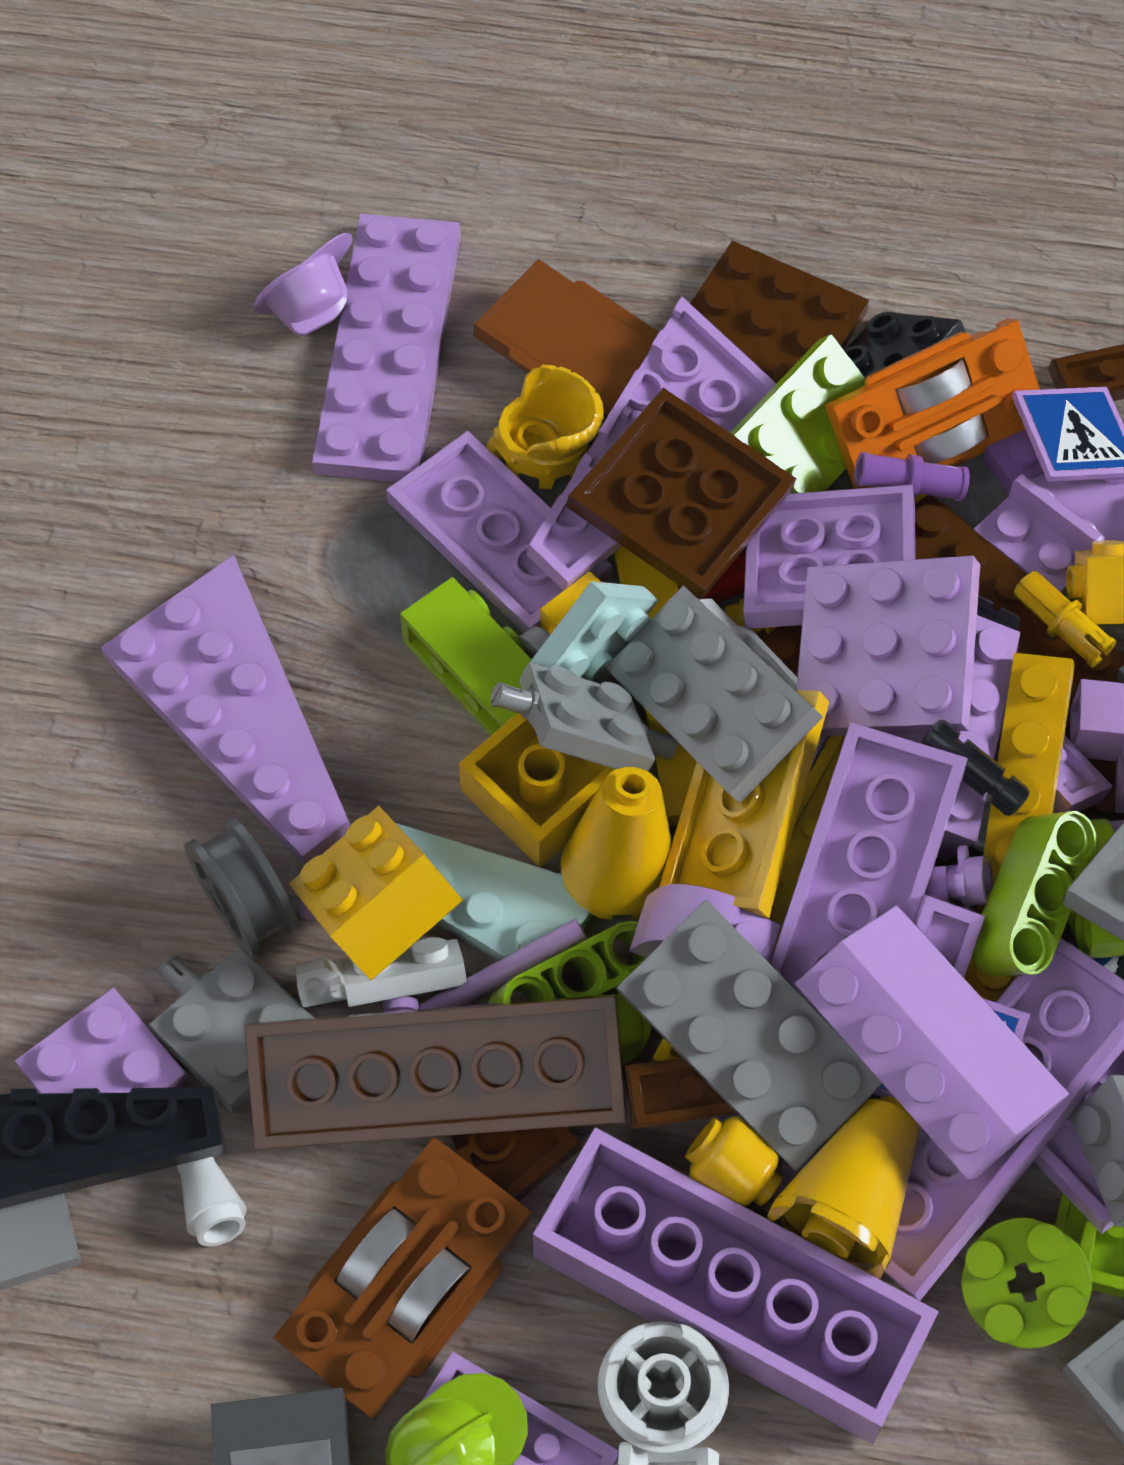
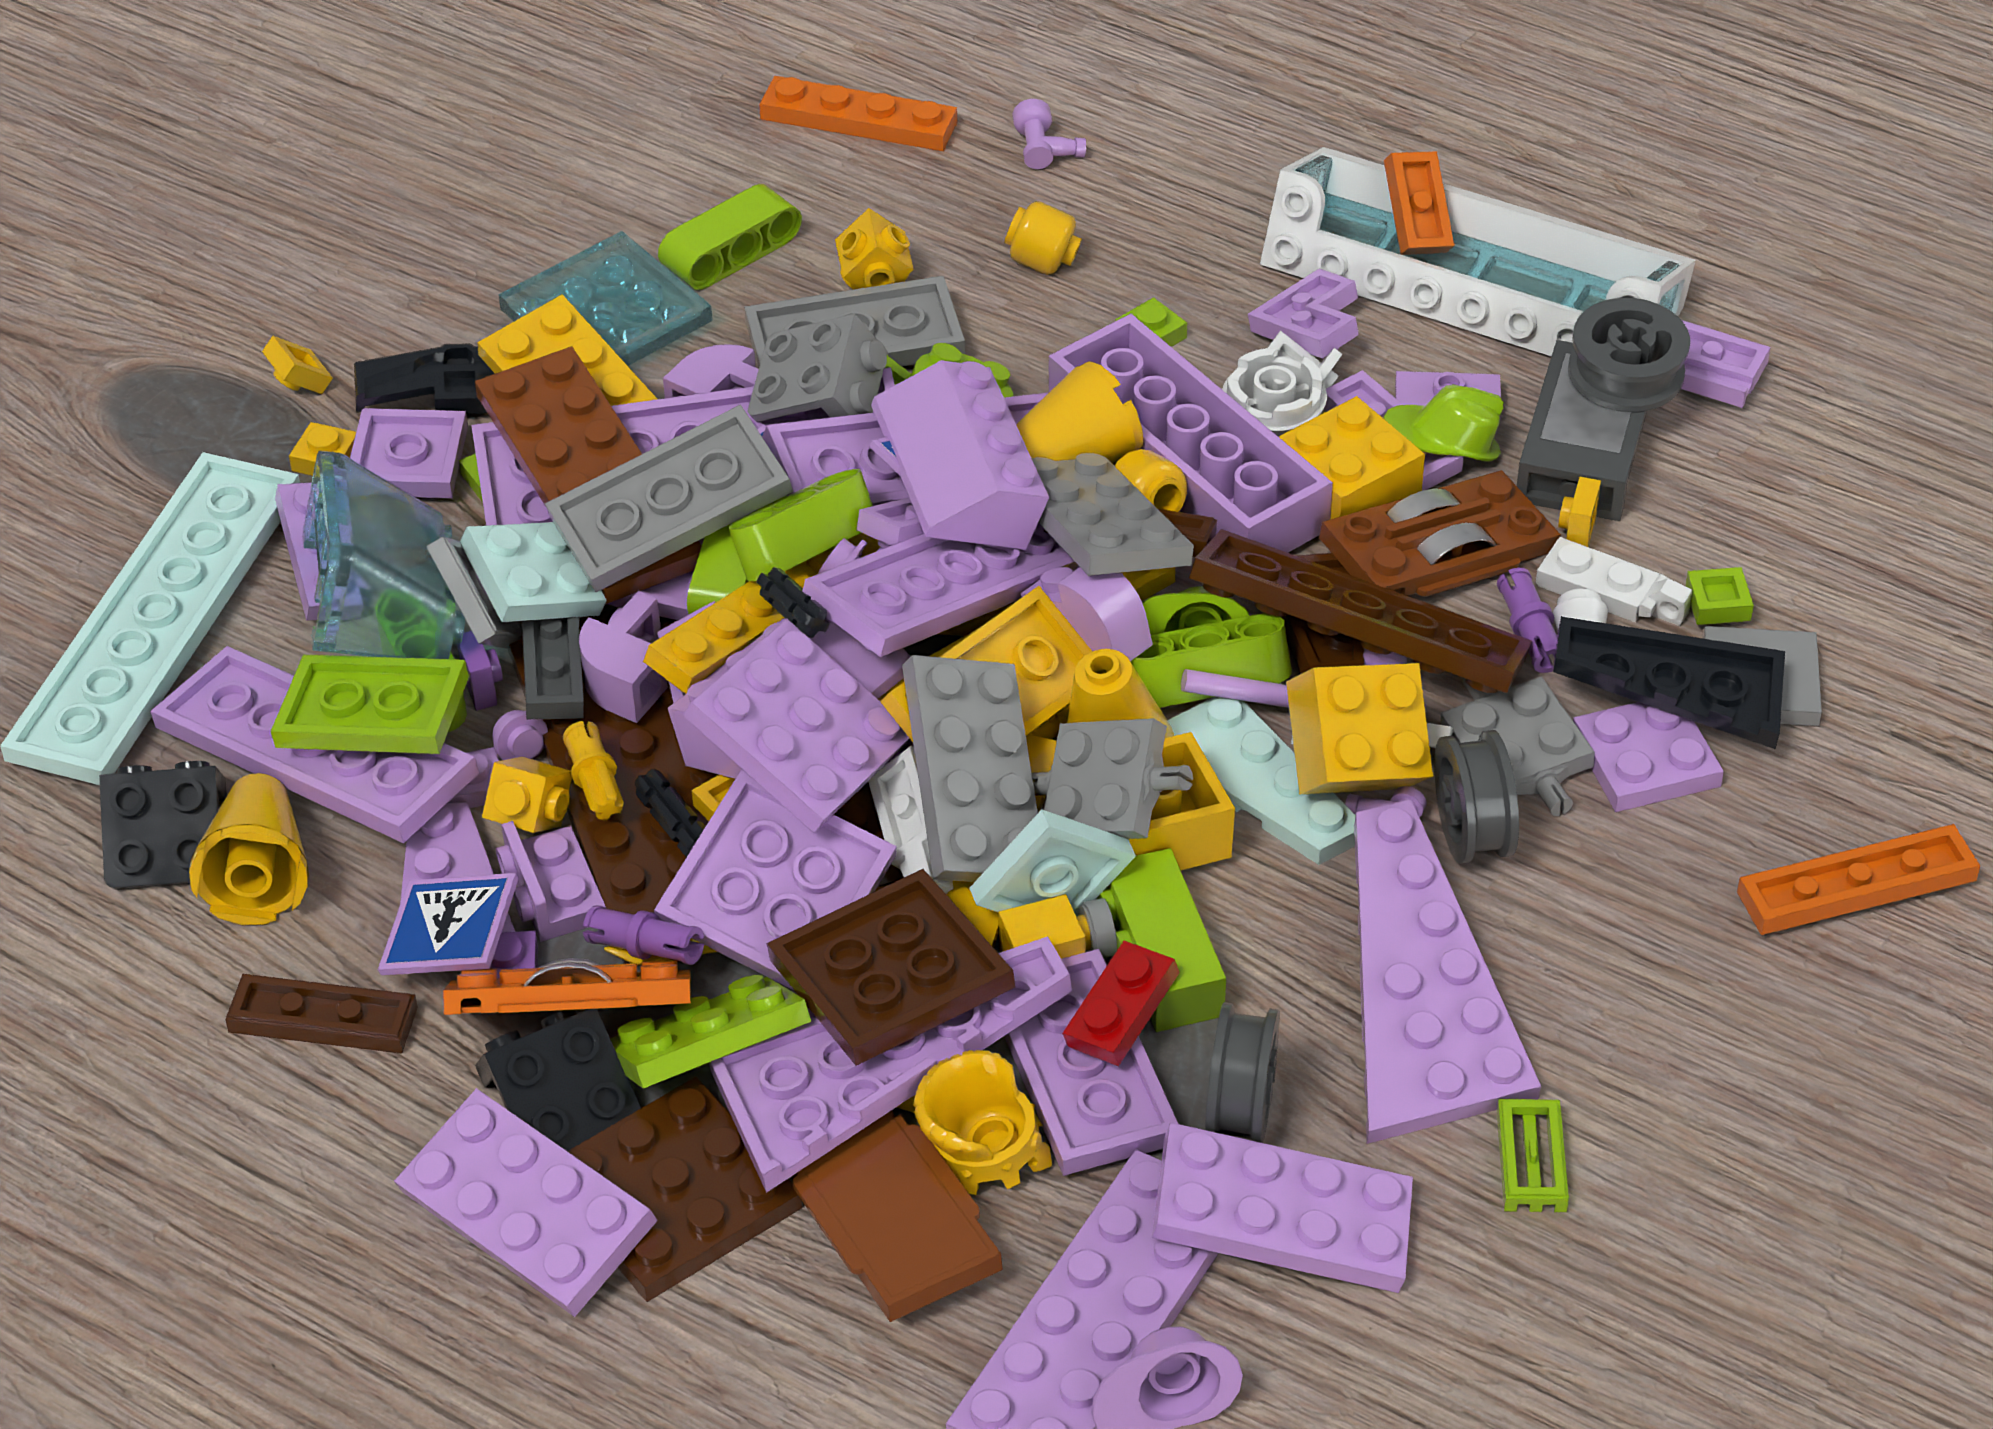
camera: 155 degrees left, 15 degrees down
(71, 1311) = (1719, 596): none -> lime plate
(105, 629) = (1532, 1194): none -> lime tile
(199, 1296) = (1623, 586): none -> white hinge
(257, 1364) = (1580, 512): none -> yellow plate
(268, 1194) = (1530, 617): none -> medium lavender pin
(275, 453) = (1283, 1207): none -> lavender plate
(348, 525) = (1242, 1072): none -> dark grey wheel
(478, 554) = (1121, 1003): none -> red plate
(541, 1324) = (1360, 456): none -> yellow brick
(858, 259) = (526, 1202): none -> lavender plate

